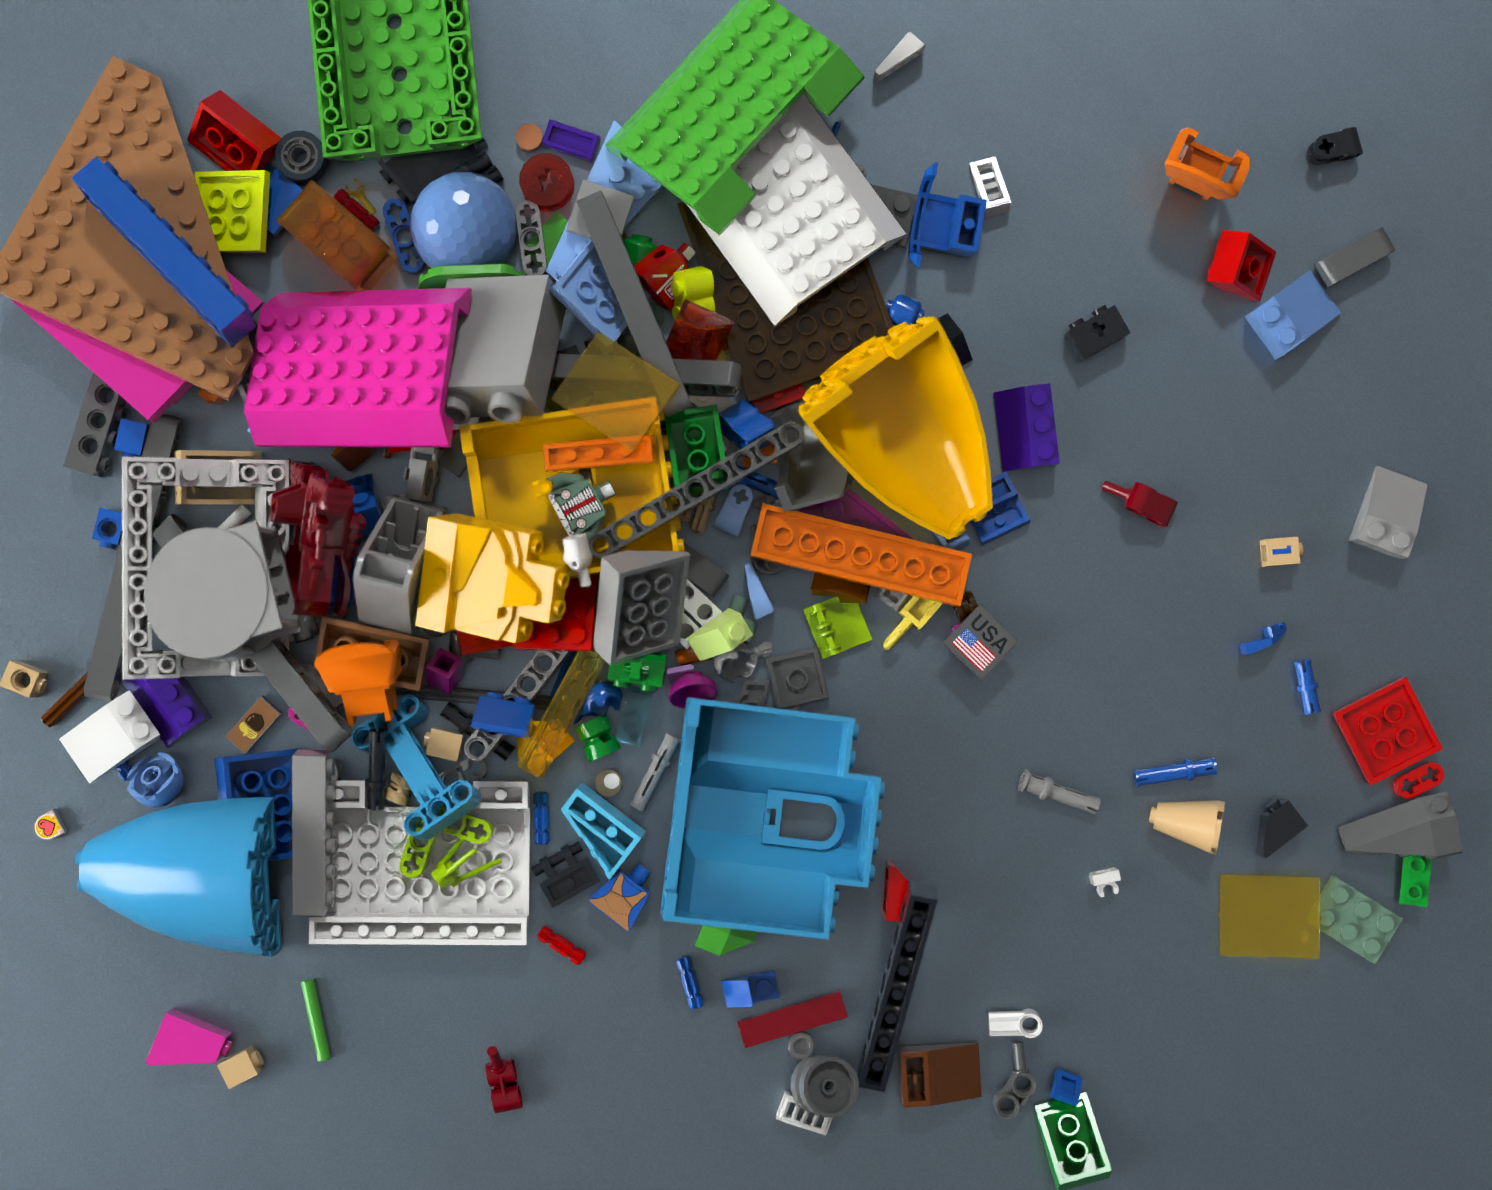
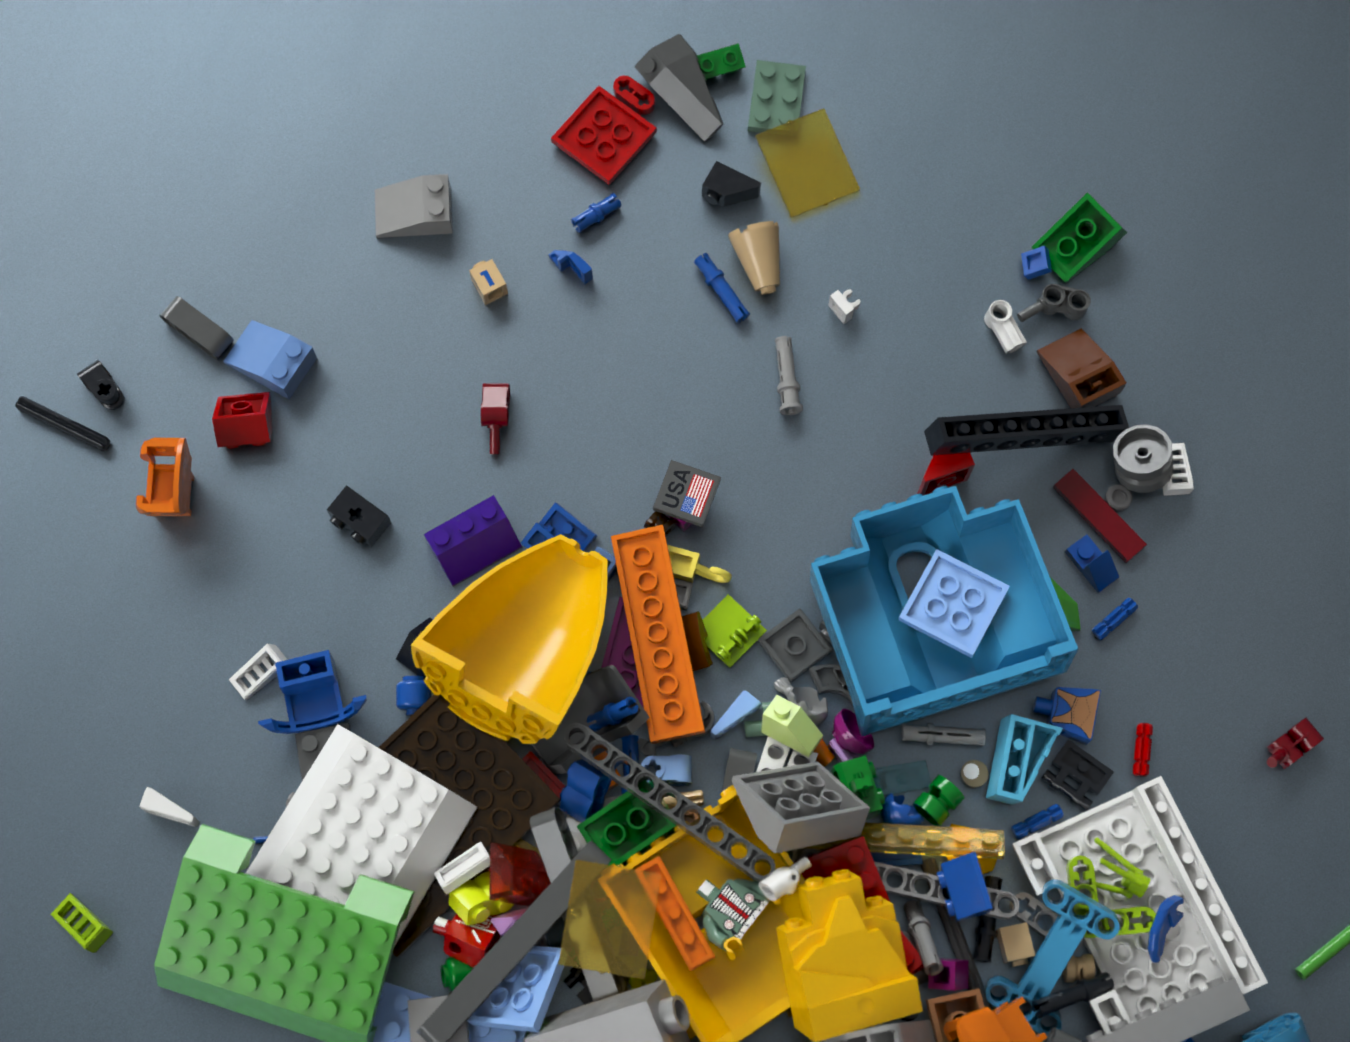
camera: 115 degrees left, 15 degrees down
(404, 885) = (1165, 918): none -> blue piece
(494, 665) = (920, 929): none -> light grey pin
(662, 310) = (505, 920): none -> lavender slope
(725, 290) = (463, 868): none -> white tile
(763, 835) = (954, 603): none -> light blue plate
(802, 480) = (612, 713): none -> blue pin
(1312, 97) = (62, 423): none -> black axle

